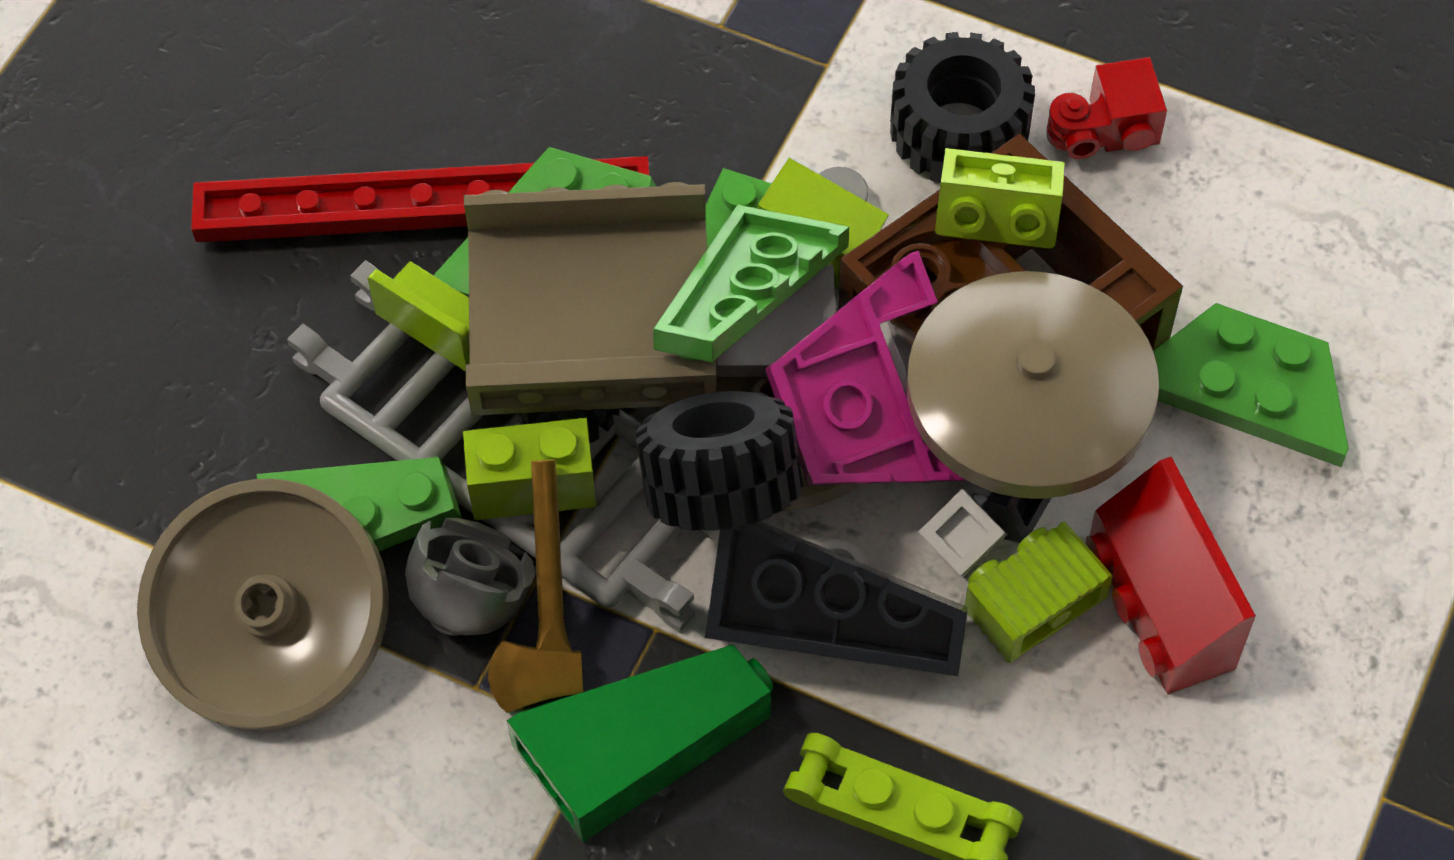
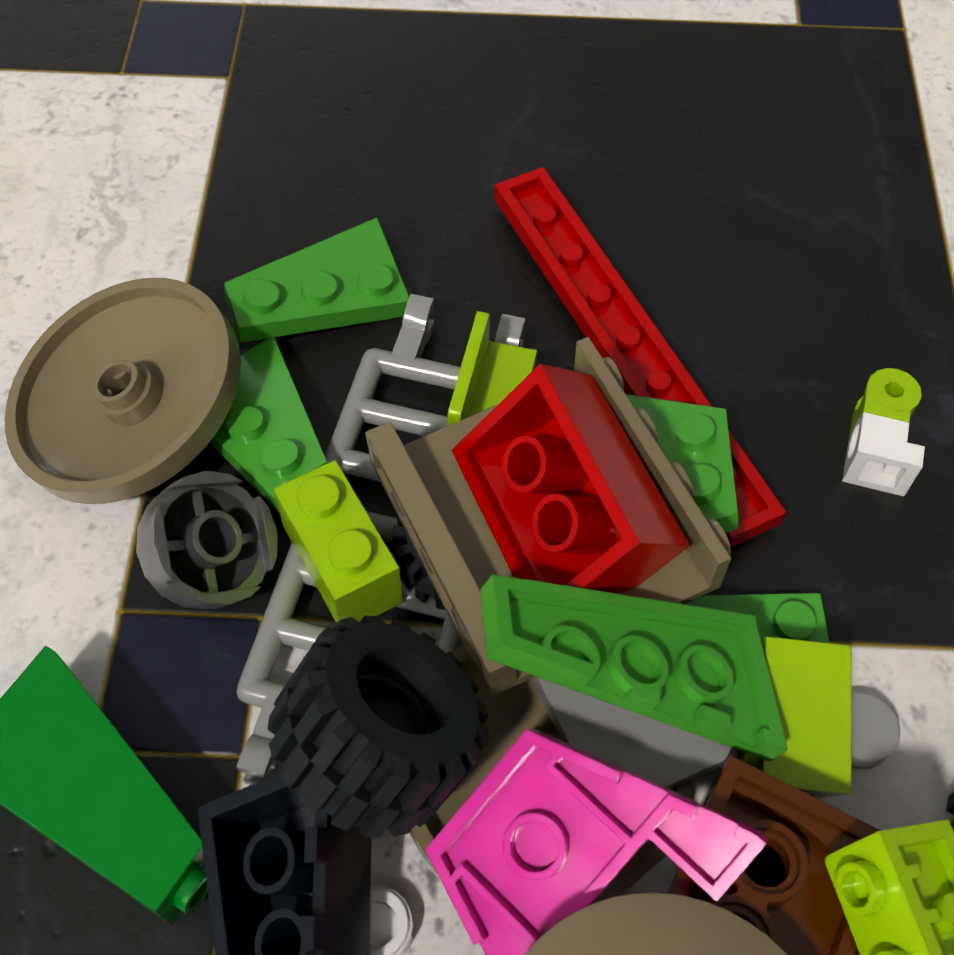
camera: 65 degrees right, 0 degrees up
(224, 410) = (319, 287): none -> bright green wing
(551, 670) = (147, 664): pearl gold piece -> none
(585, 273) = (567, 487): none -> red slope
(608, 60) = (878, 436): none -> white leg

